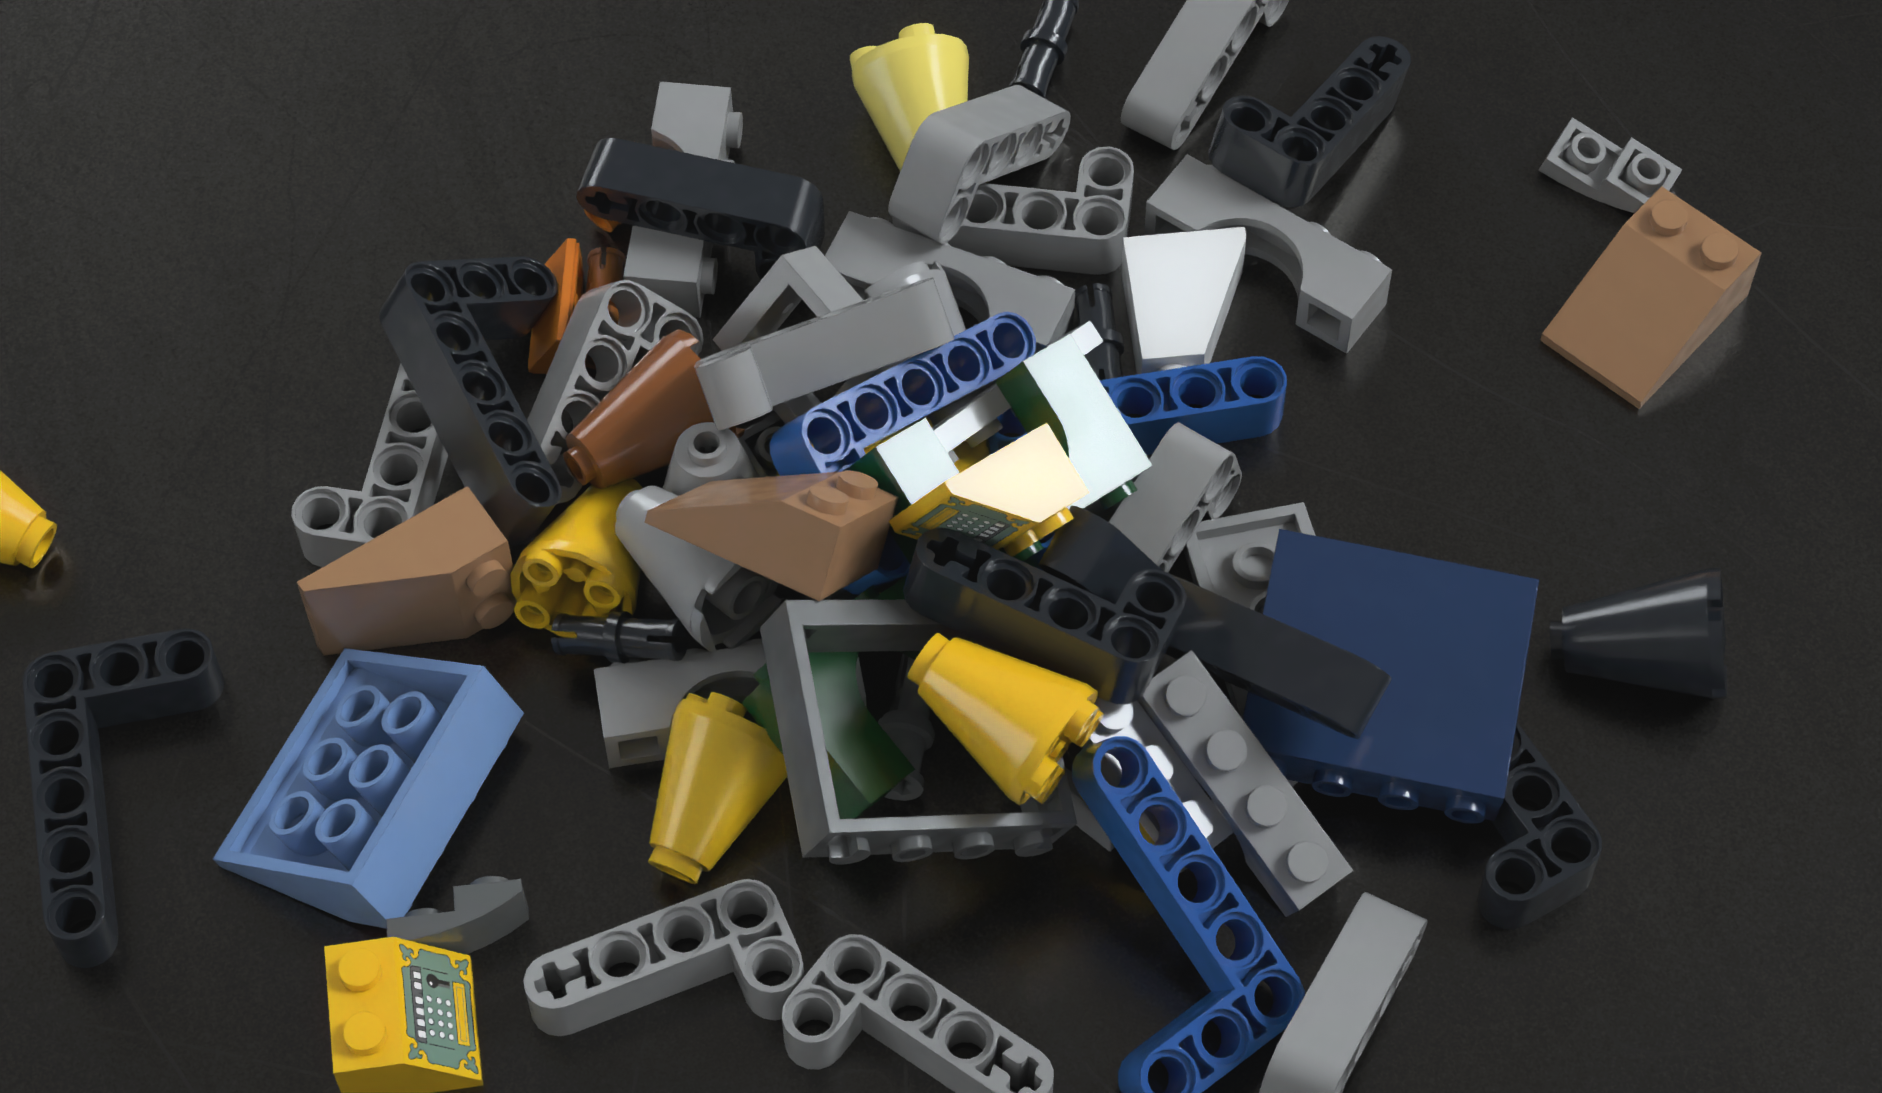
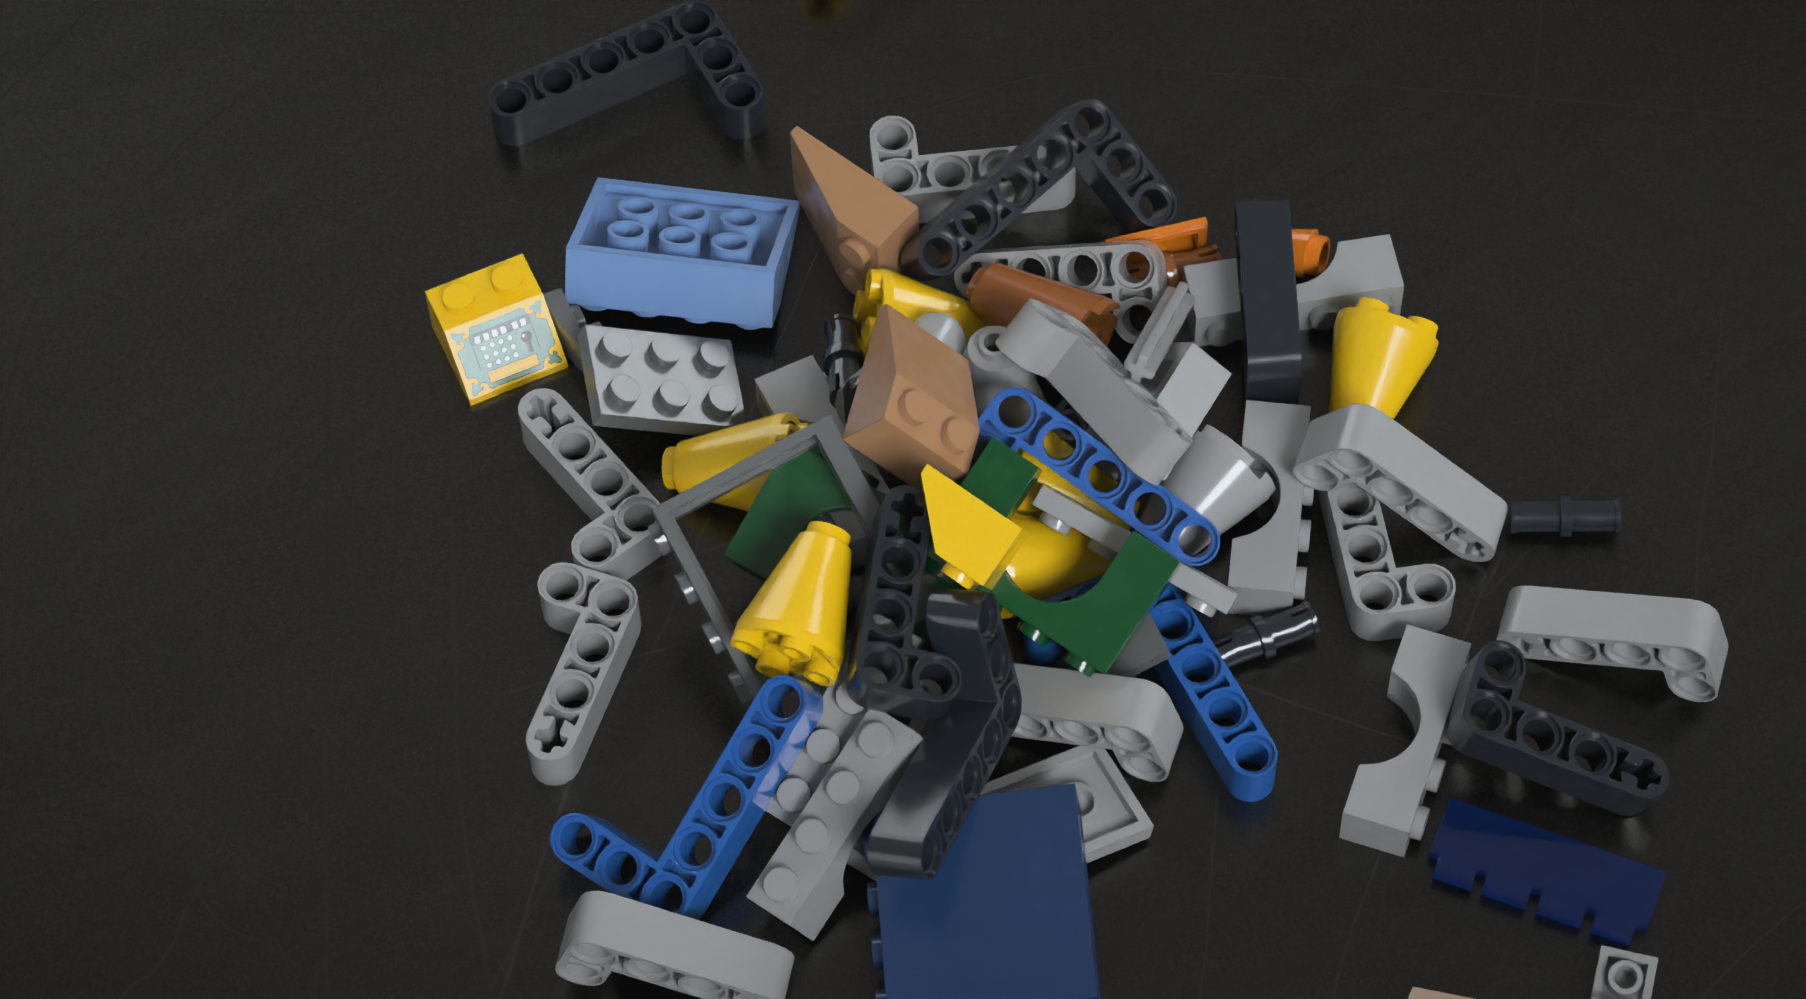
camera: 75 degrees right, 0 degrees up
(563, 842) = (660, 381): none -> plate
(743, 293) = (1159, 332): none -> light grey axle
(822, 140) = (1378, 356): none -> yellow cone
(909, 82) = (1462, 419): light yellow cone -> none
(1180, 294) = (1326, 685): white slope -> none
(1443, 187) = (1535, 861): none -> clear blue windscreen

